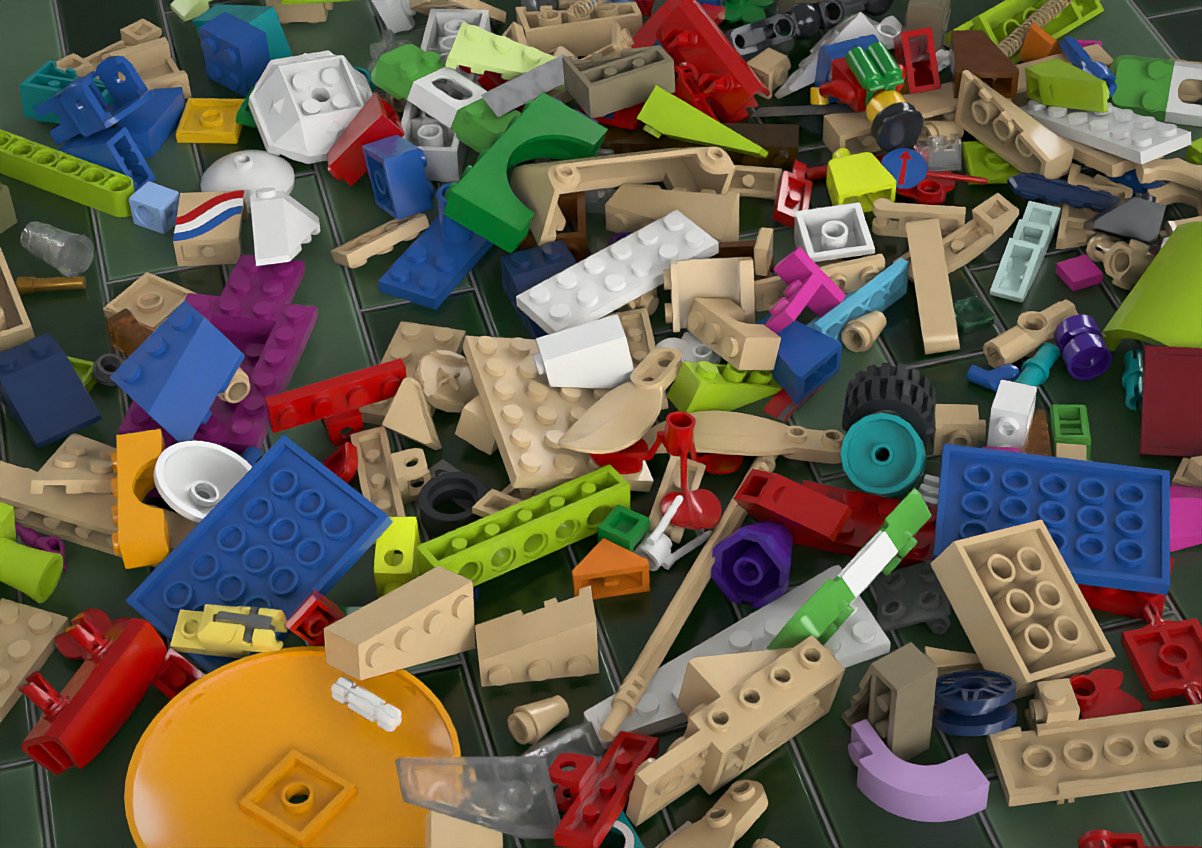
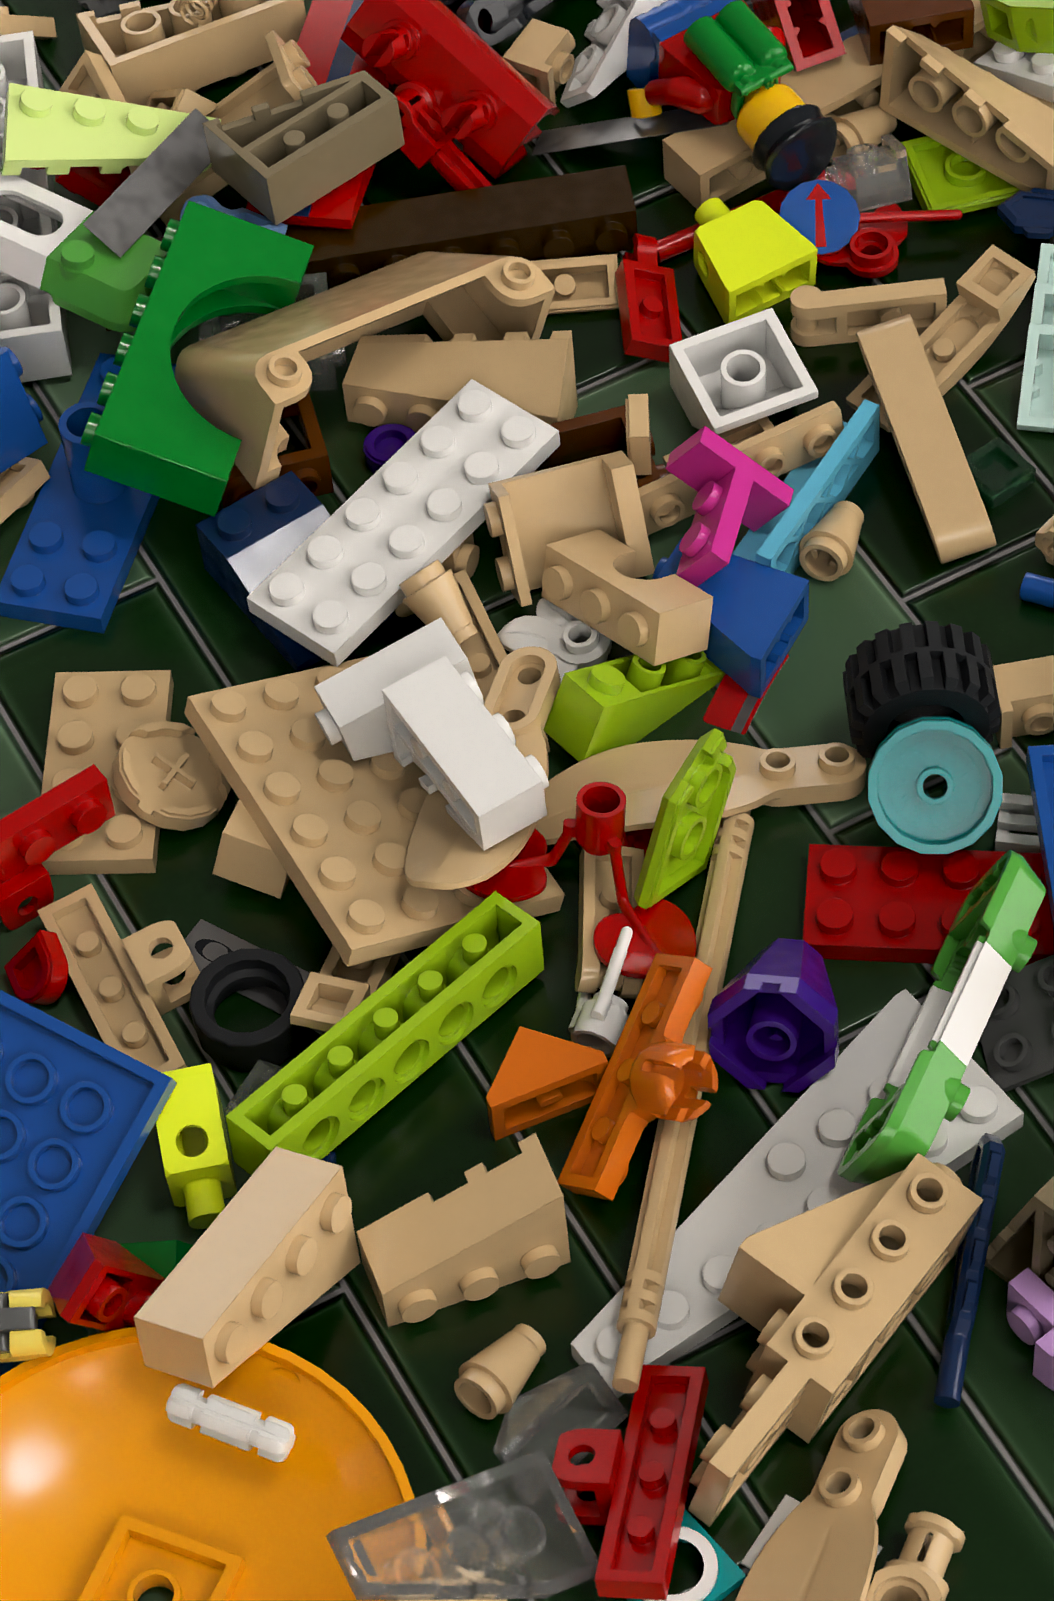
camera: 10 degrees left, 10 degrees up
(411, 415) = (133, 860): tan slope -> none
(610, 384) = (464, 752): none -> white wedge
(624, 527) = (547, 1001): green panel -> none
(627, 312) = (436, 594): none -> tan cone
(670, 576) = (645, 1078): none -> orange plate
(683, 122) = (430, 200): lime wedge -> none
(731, 446) = (687, 820): none -> lime tile
(801, 509) = (802, 904): red slope -> none
(815, 752) = (968, 1272): none -> dark blue sword

